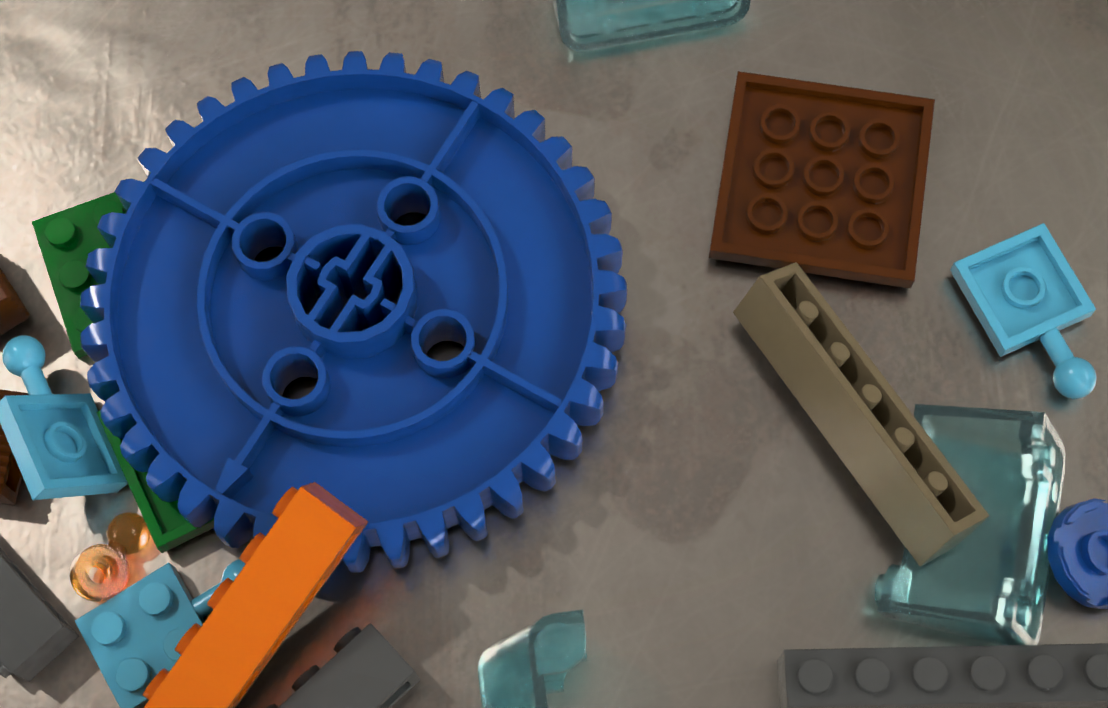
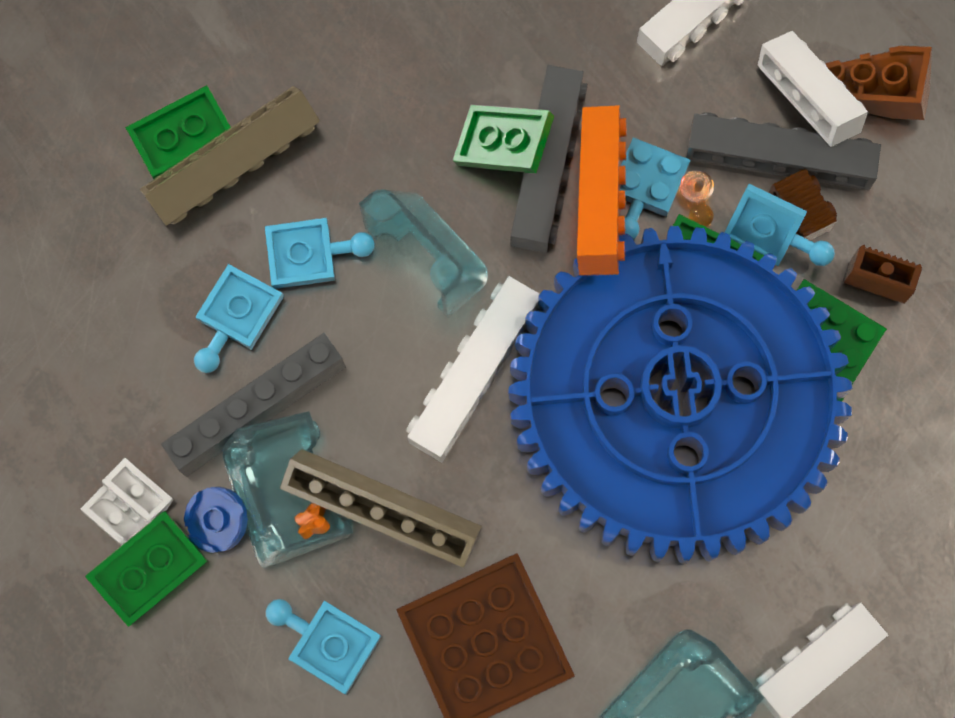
camera: 145 degrees right, 5 degrees up
(599, 523) = (474, 369): none -> white brick
(966, 455) = (312, 521): none -> orange piece

